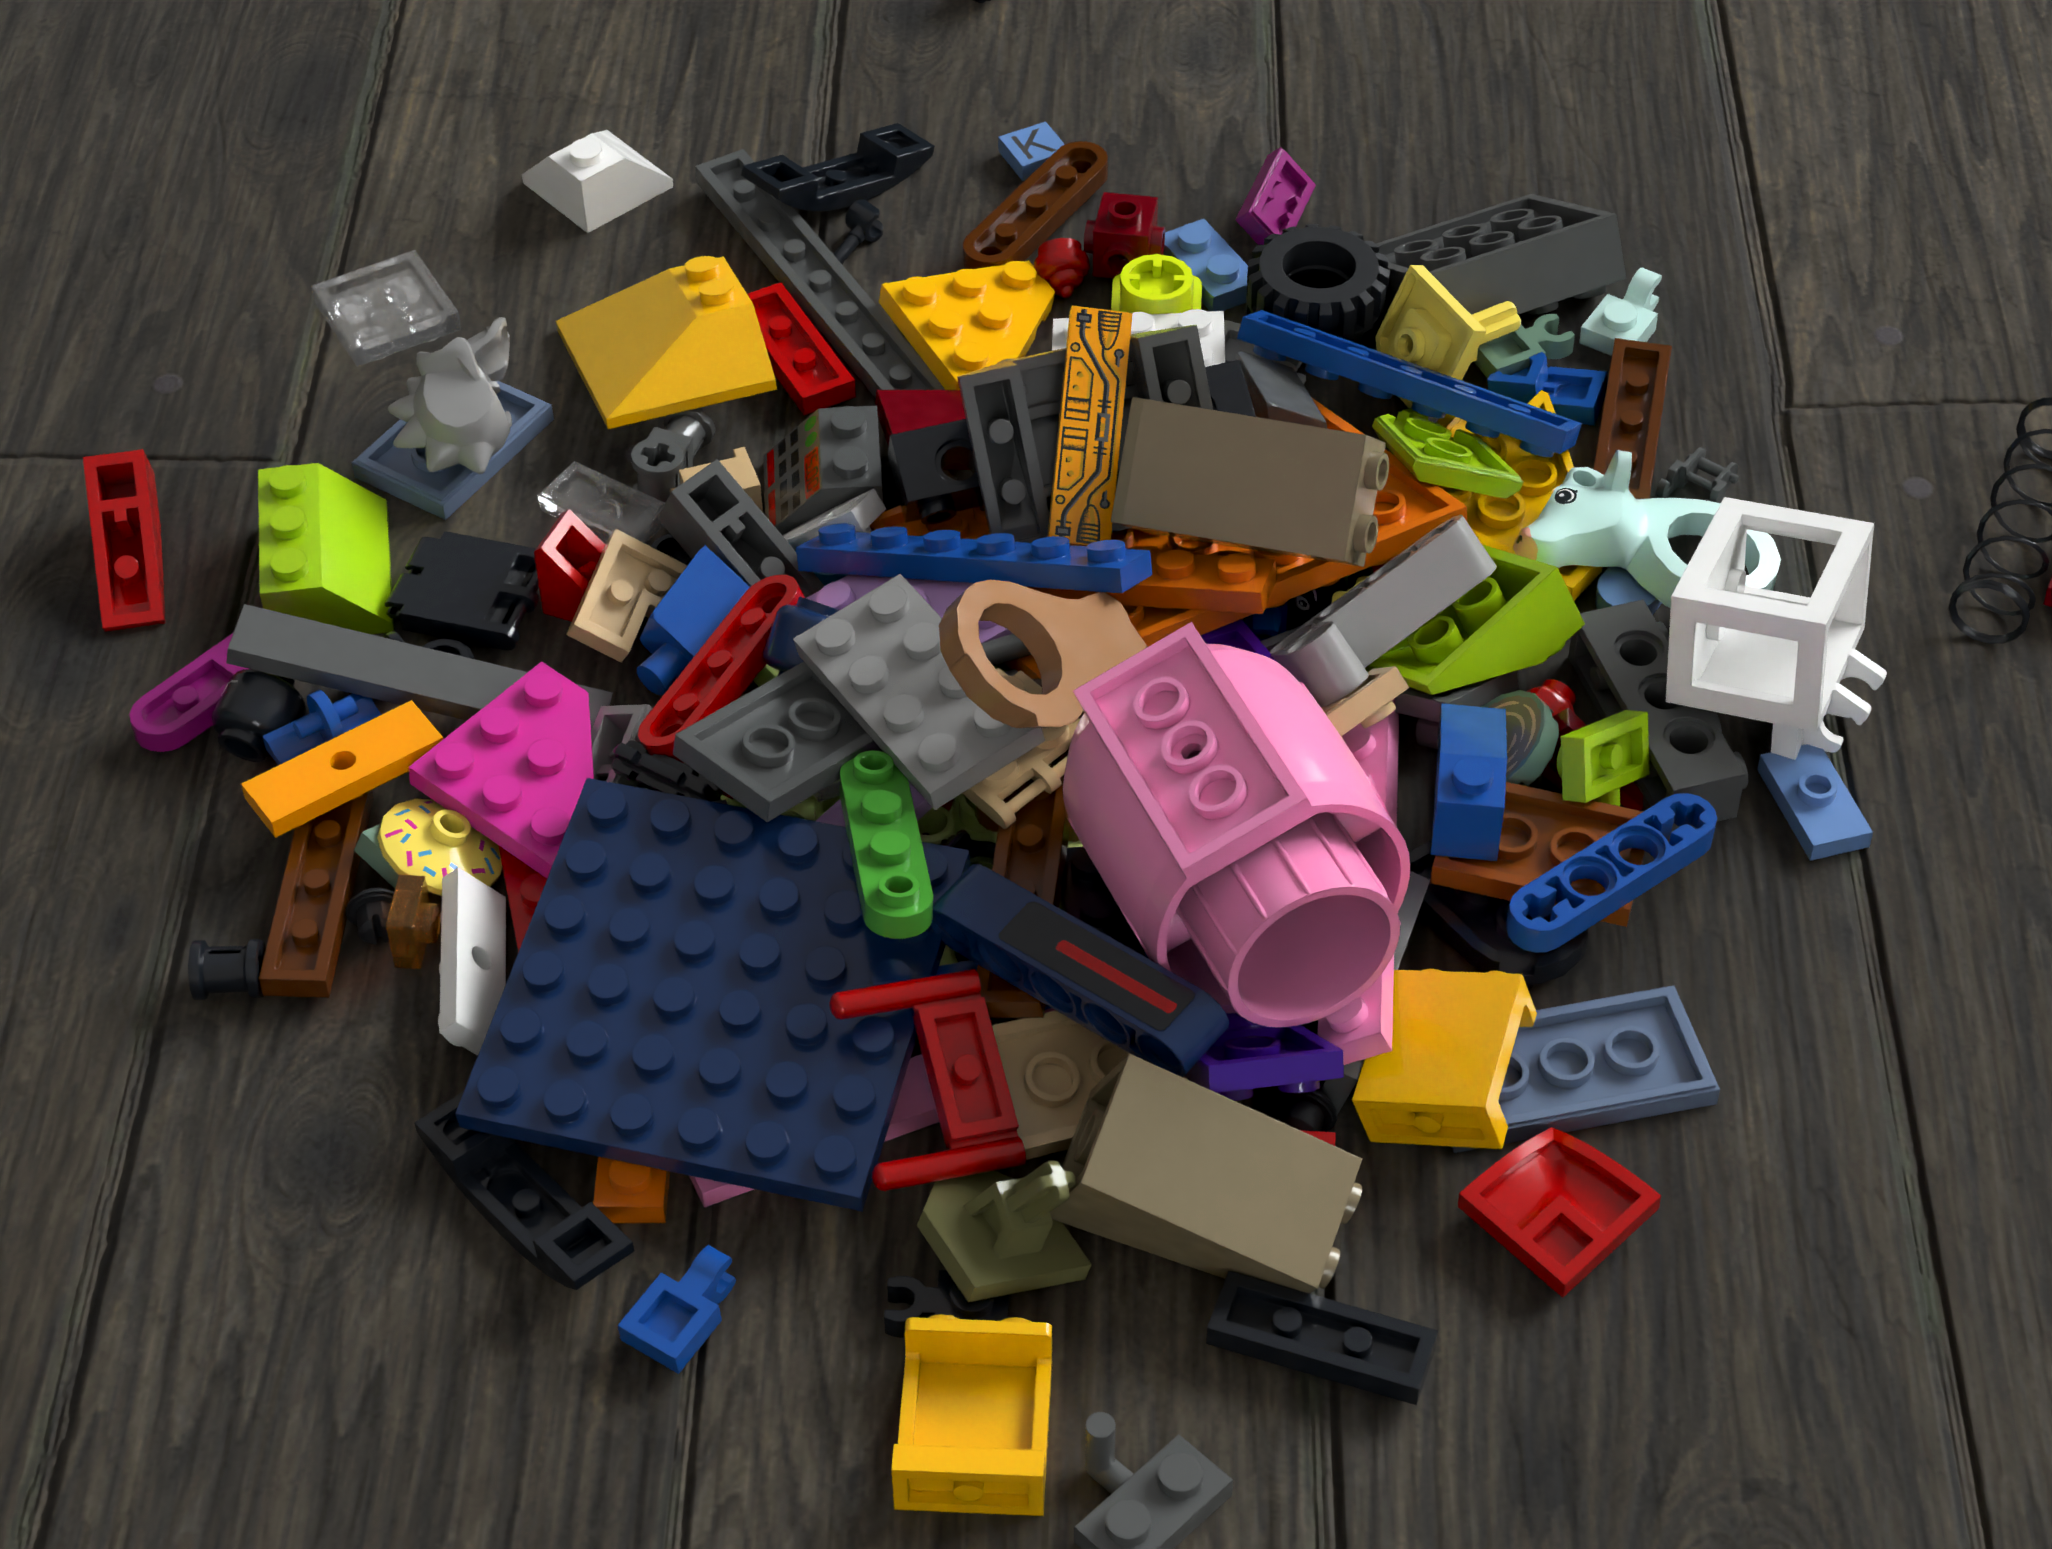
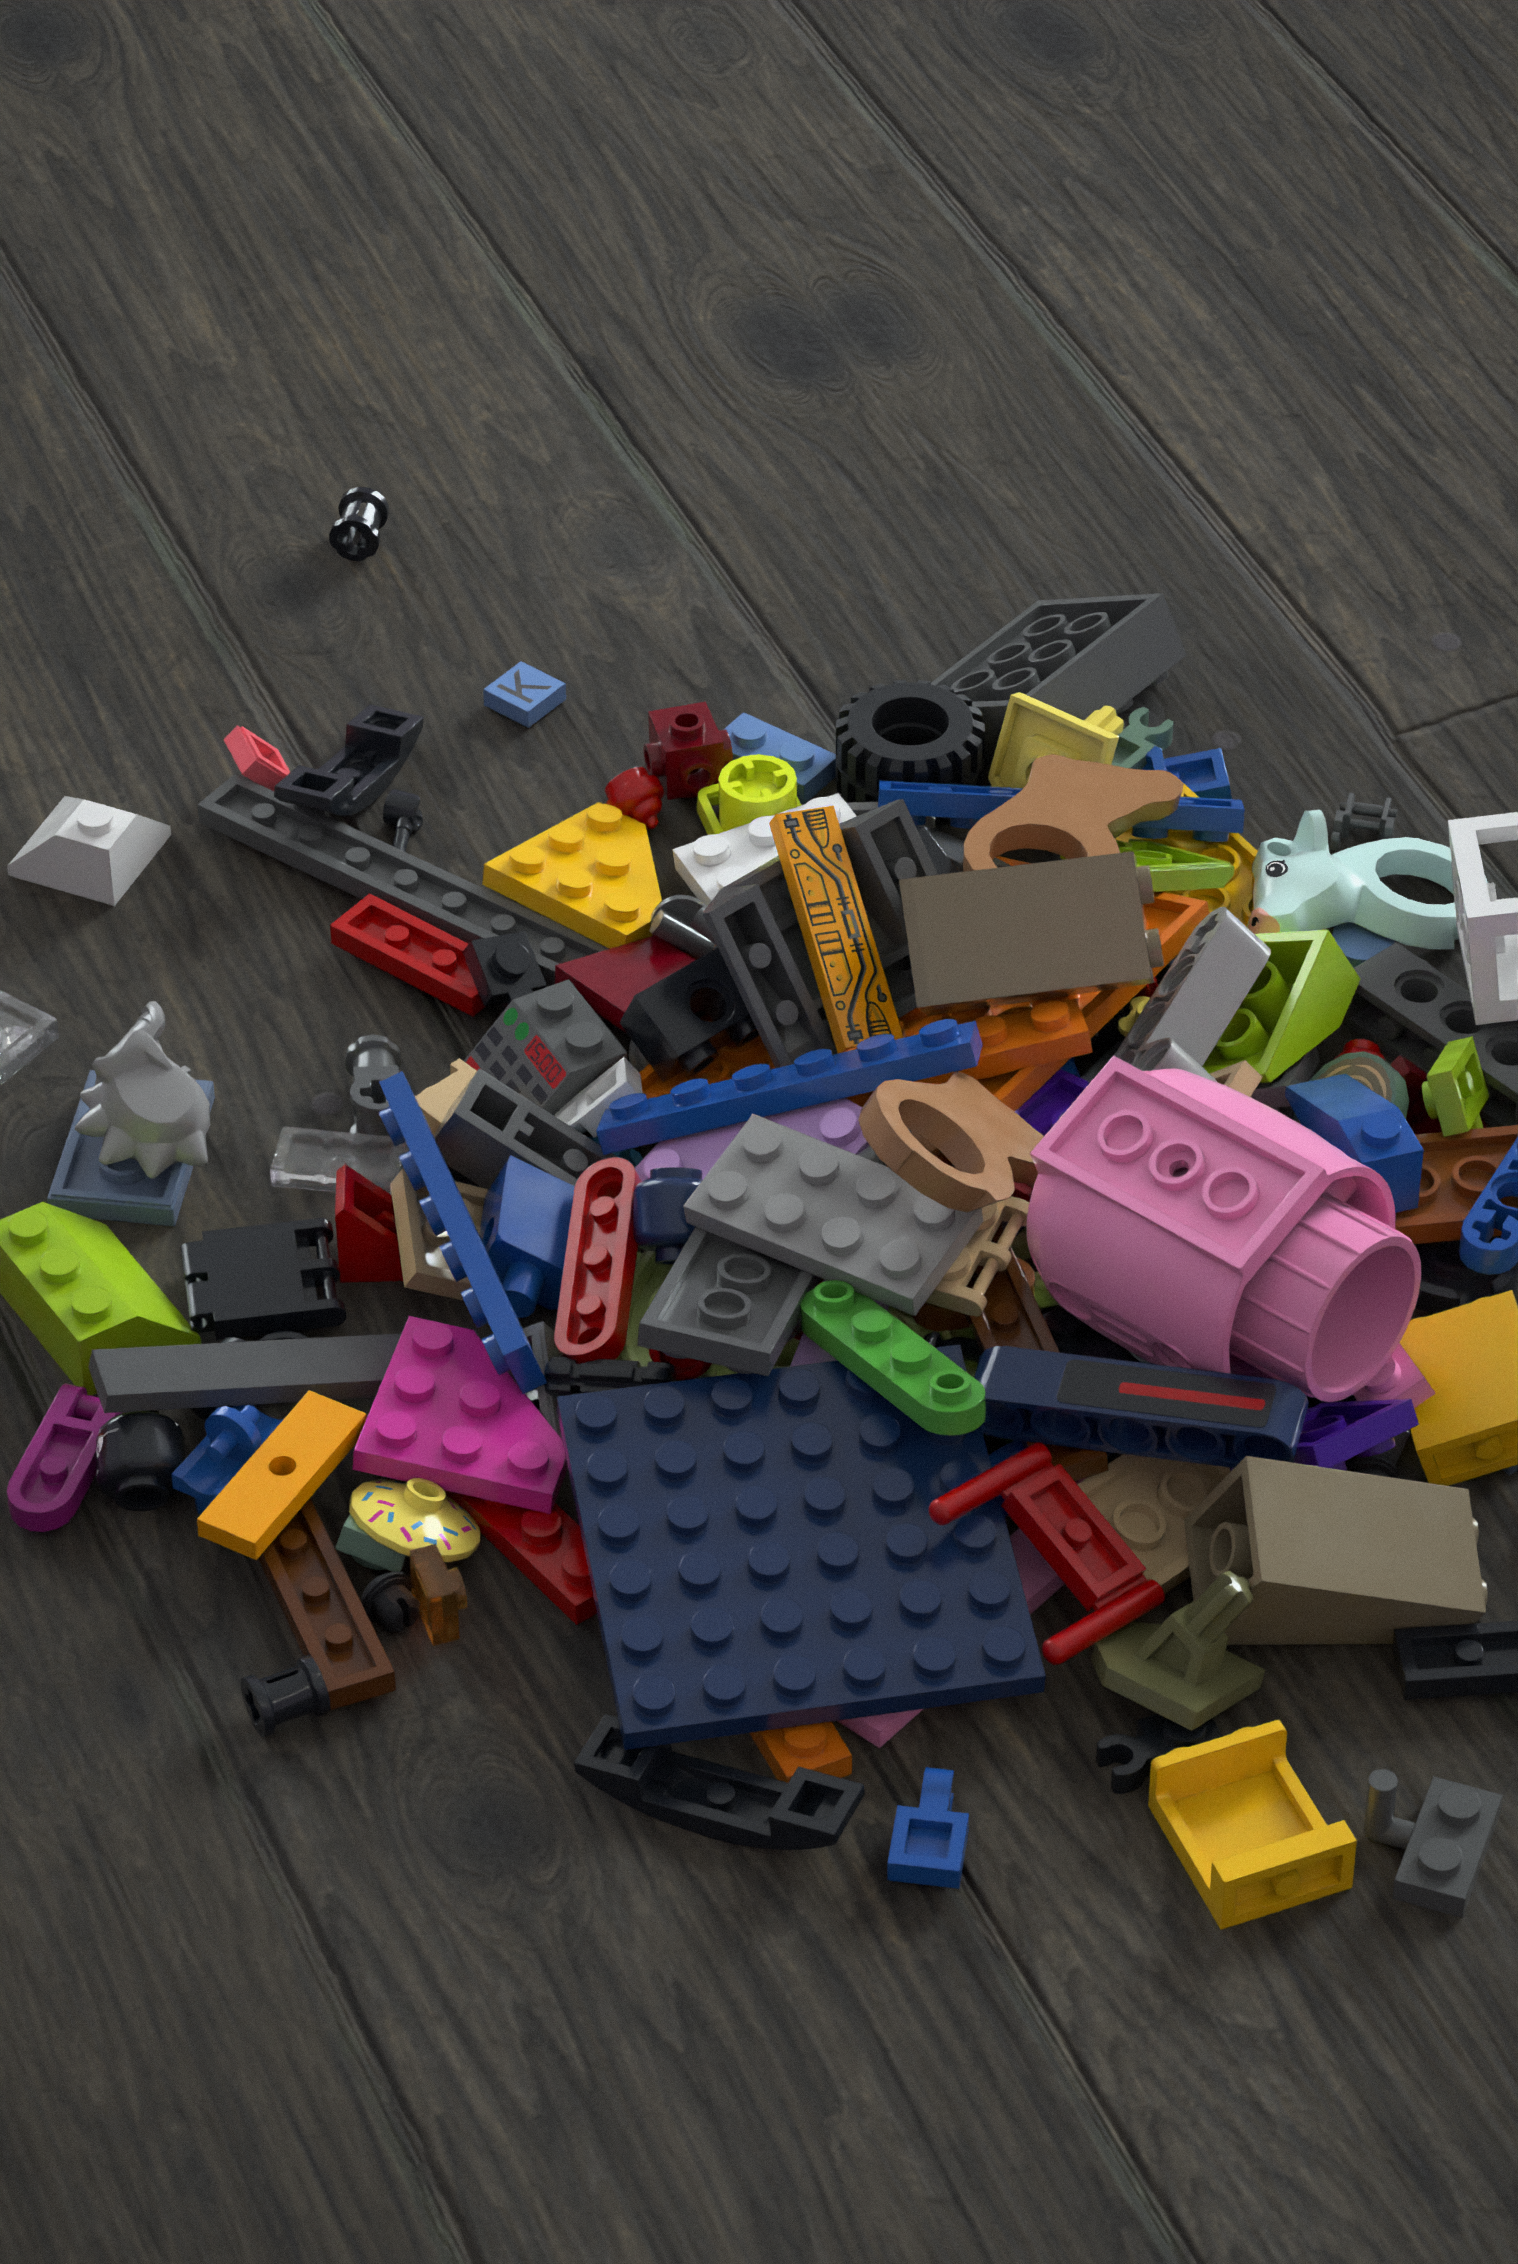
camera: 25 degrees left, 5 degrees down
(471, 958) = (521, 1614): white tile -> none
(615, 604) = (465, 1252): none -> blue plate
(669, 344) = (308, 983): yellow slope -> none
(769, 138) = (256, 758): none -> coral tile
(841, 378) = (503, 968): none -> black plate
(1037, 206) = (571, 748): reddish brown plate -> none
(1275, 197) = (805, 676): magenta plate -> none
(1388, 387) = (1072, 810): none -> medium nougat animal
(1626, 317) = (1202, 700): light aqua plate -> none
(1634, 409) = (1263, 772): reddish brown plate -> none

